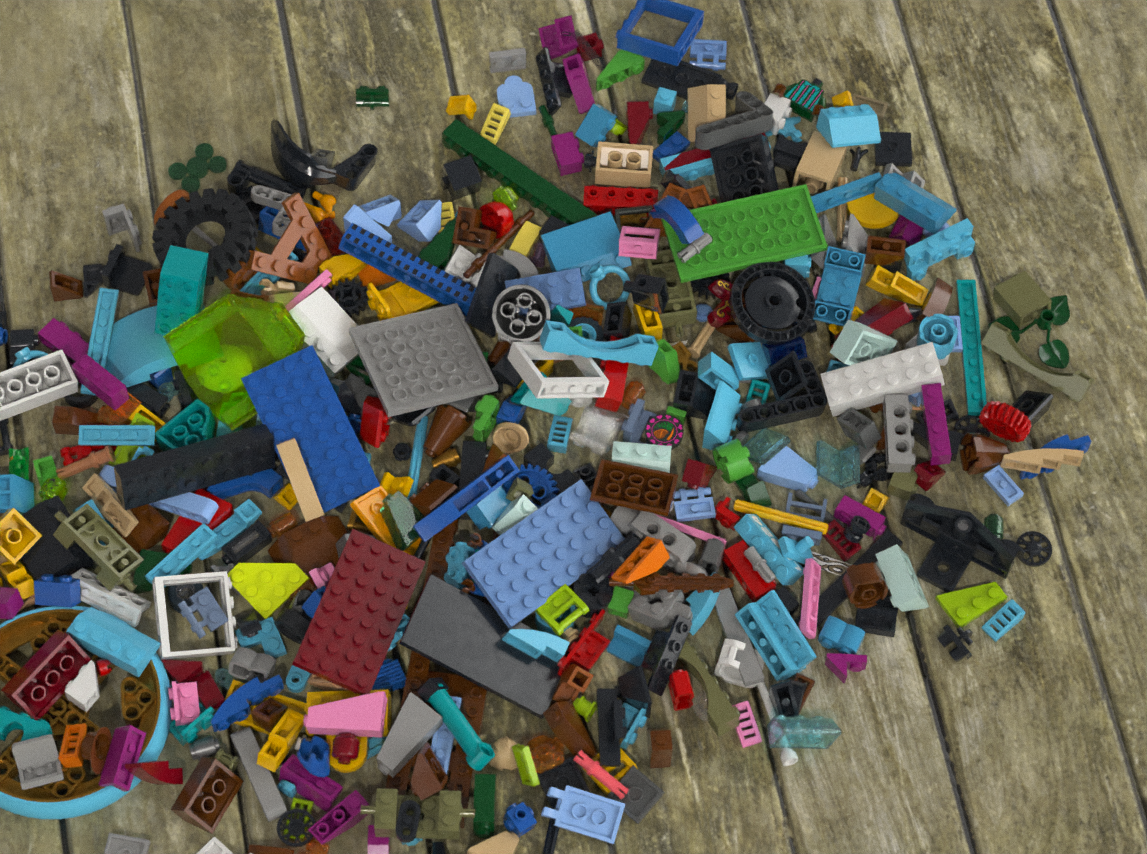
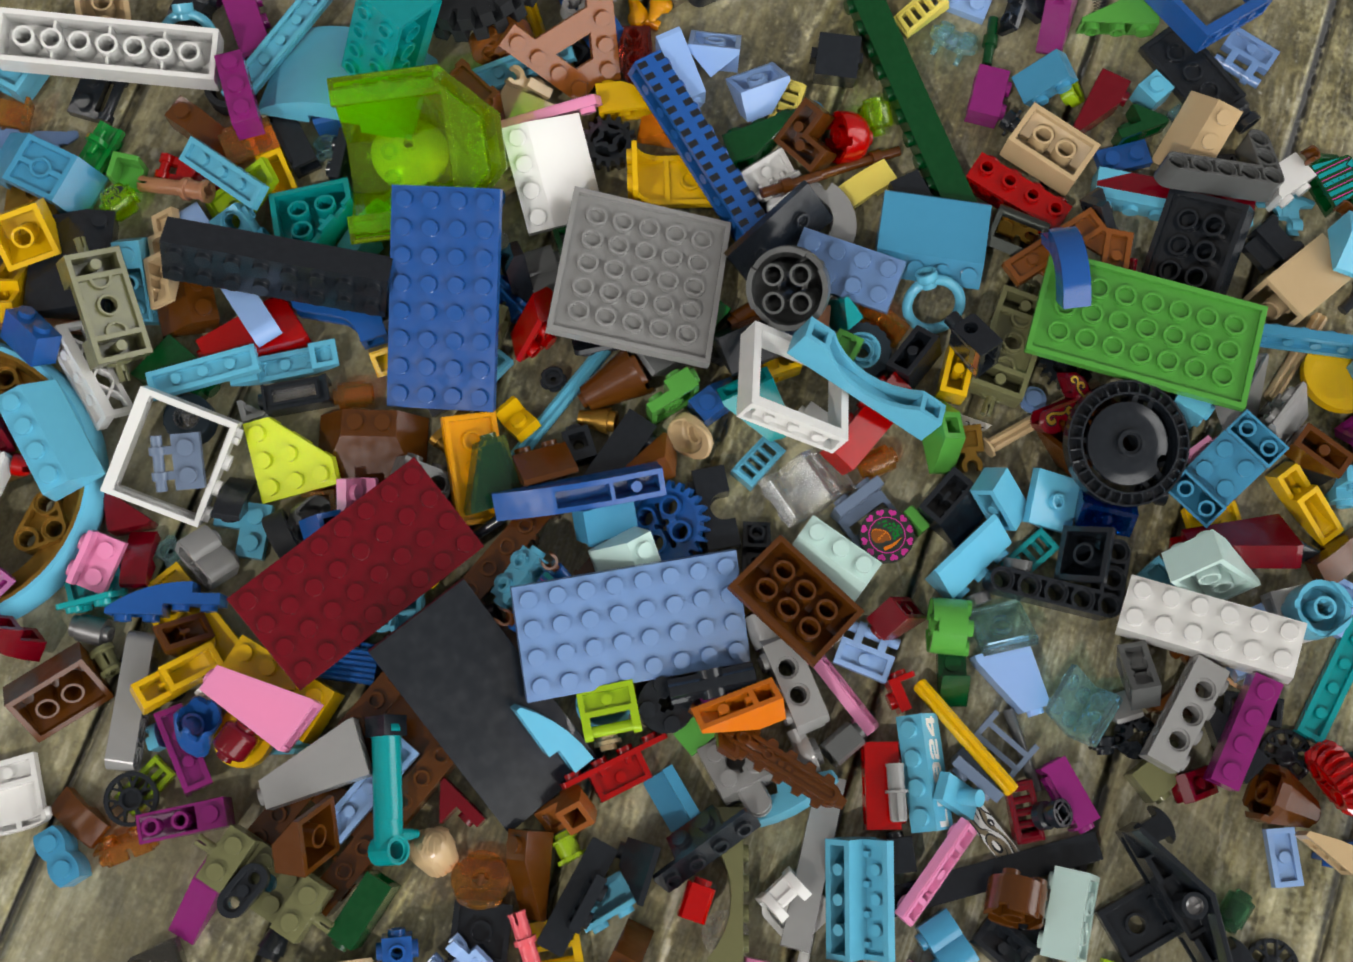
camera: 30 degrees right, 15 degrees up
(300, 479) = (393, 353): tan slope -> none
(498, 718) = (453, 799): none -> dark red slope
(519, 488) = (654, 518): olive slope -> none
(525, 765) = (445, 886): lime tile -> none
(531, 130) = (953, 40): none -> clear light blue plate
(538, 255) = (871, 213): bush -> none
(636, 246) = (999, 274): bright pink tile -> none
(694, 247) = (1069, 316): light grey axle -> none
(875, 500) = (1103, 779): yellow slope -> none

